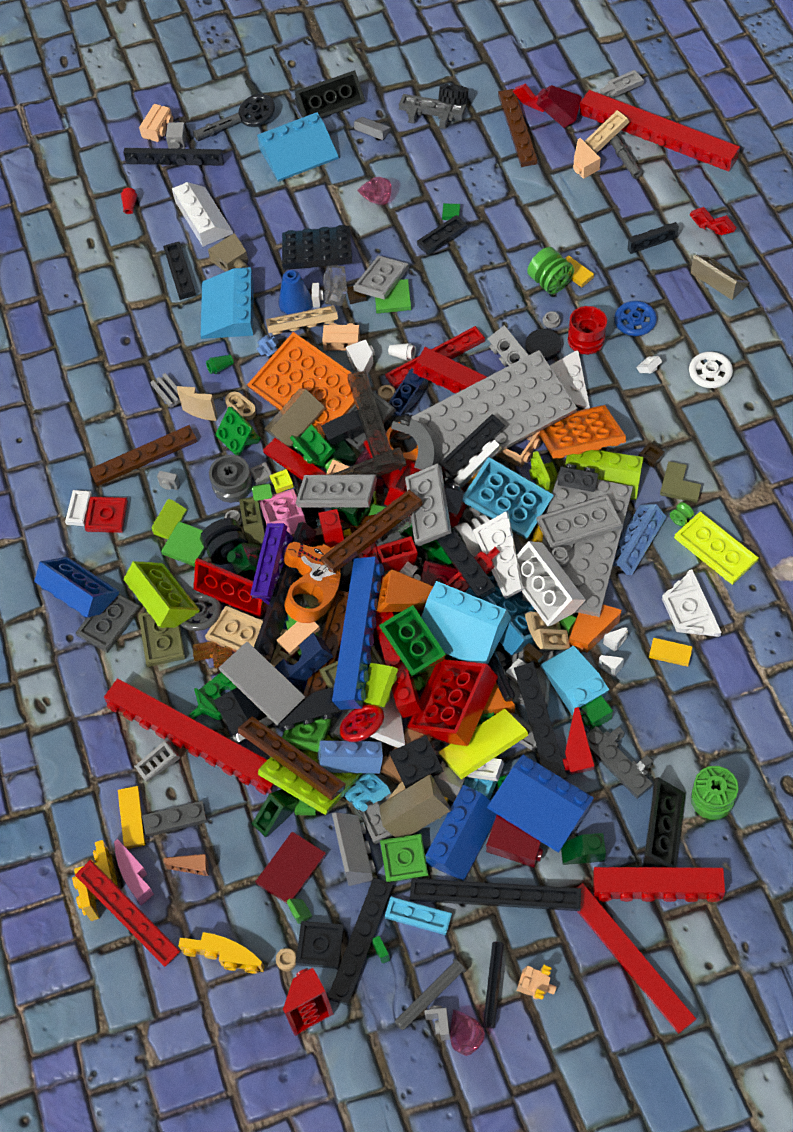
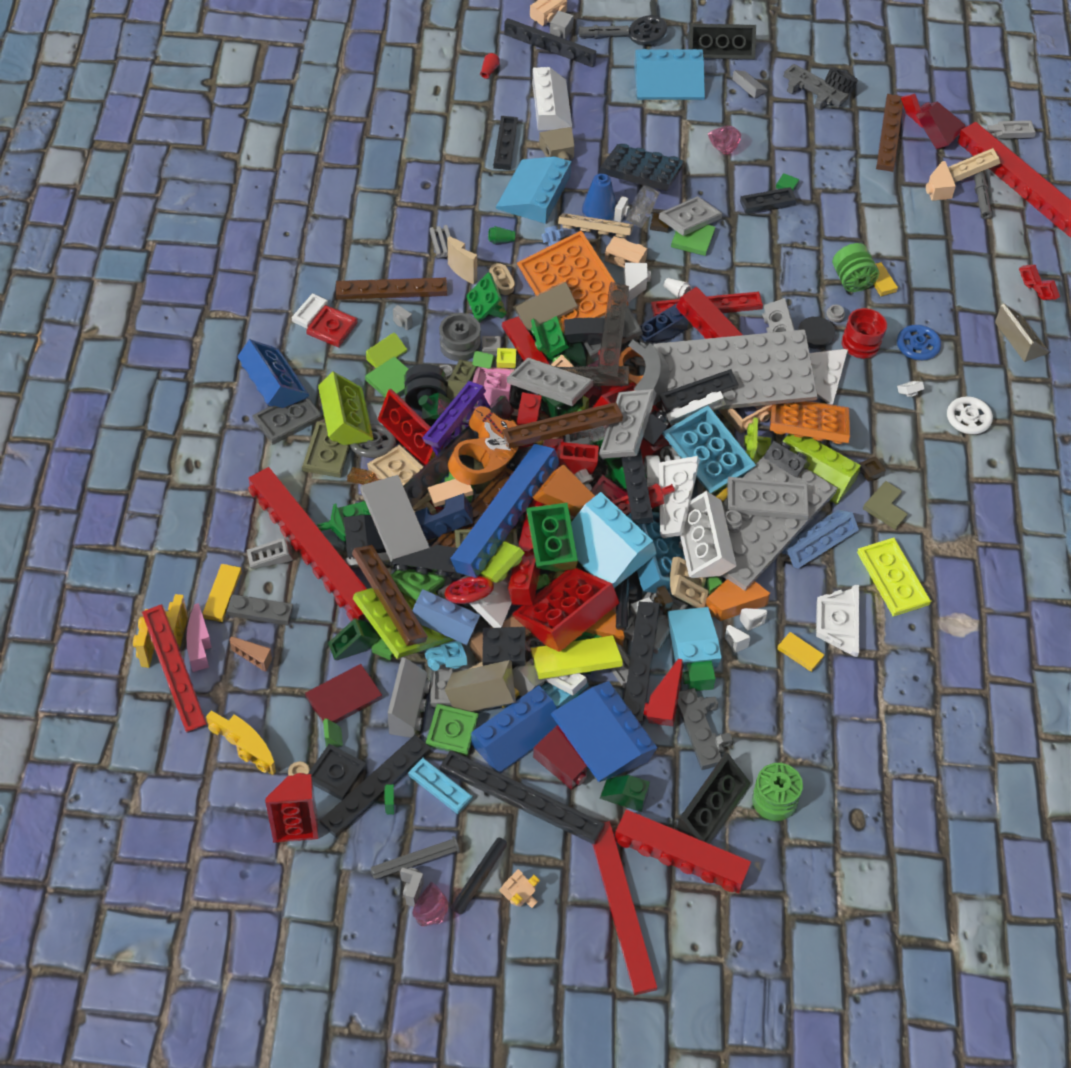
camera: 15 degrees right, 5 degrees down
(386, 392) = (642, 317): tan tile -> none
(652, 237) = (972, 276): black plate -> none
(681, 514) = (874, 532): bright green wheel -> none

